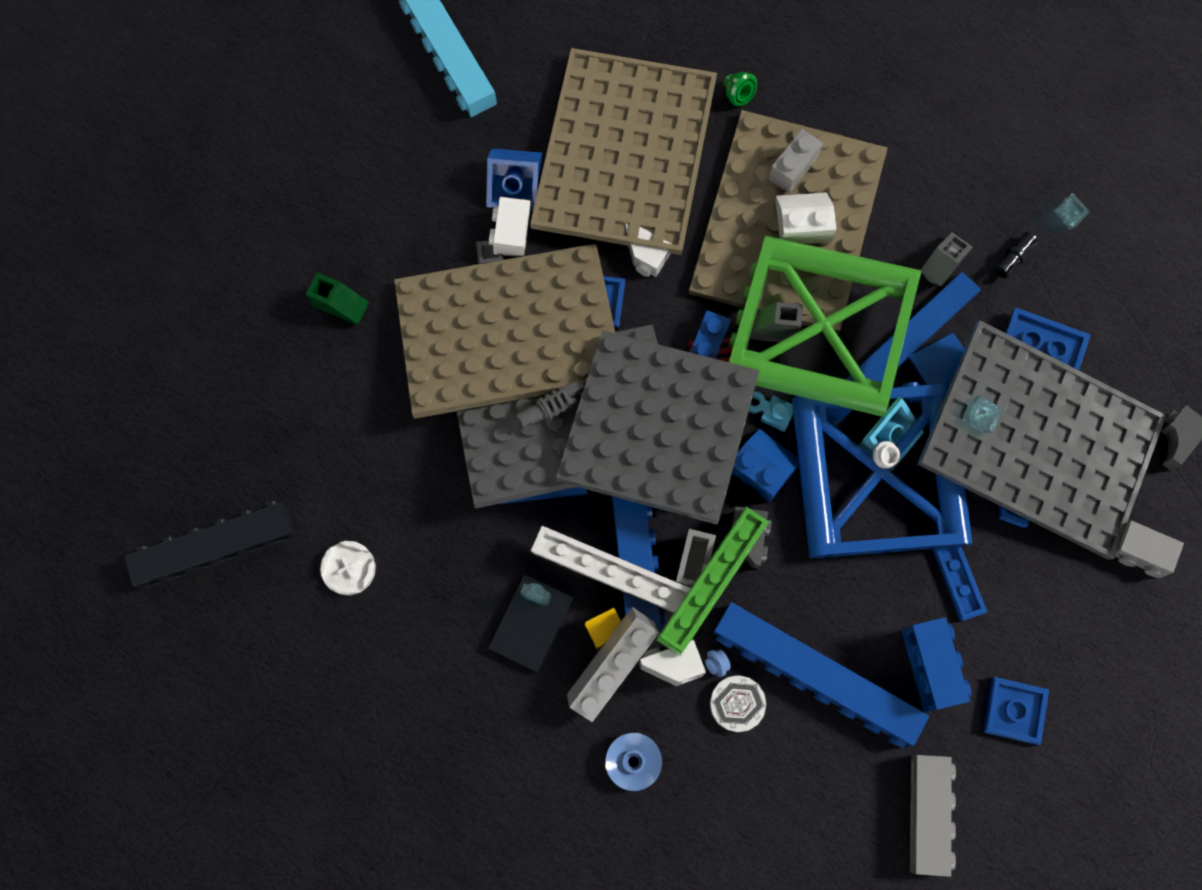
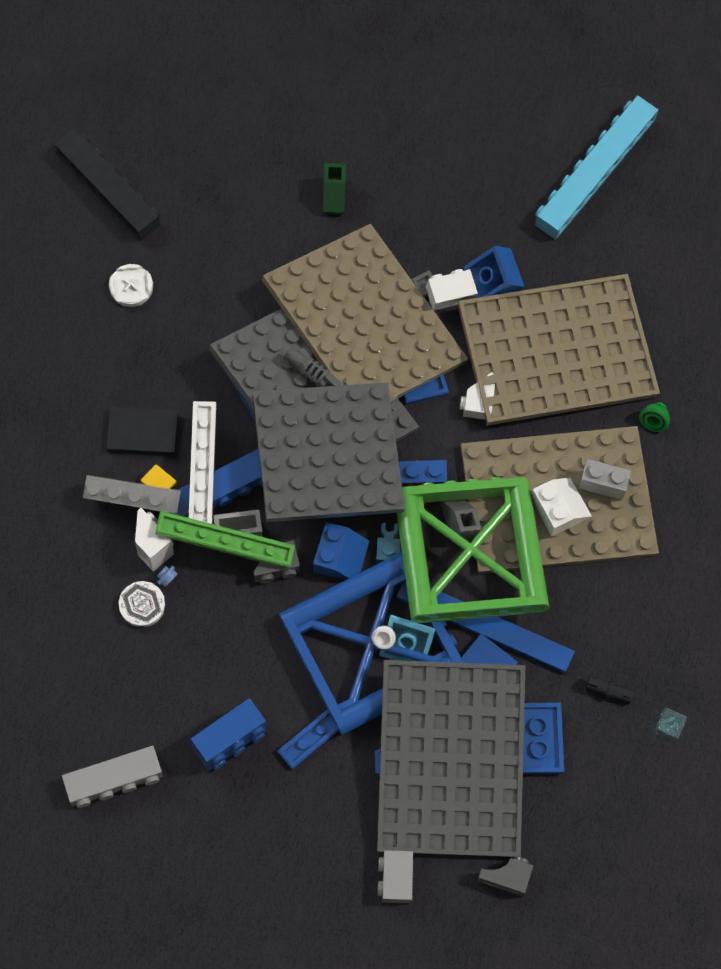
camera: 60 degrees right, 5 degrees down
(535, 593) = (164, 421): clear light blue tile -> none
(649, 761) = (65, 532): medium blue dish -> none
(821, 675) = (187, 656): blue brick -> none
(945, 259) = (578, 631): dark grey arch -> none
(984, 414) = (445, 695): clear light blue tile -> none
(1016, 710) = (221, 818): blue tile -> none

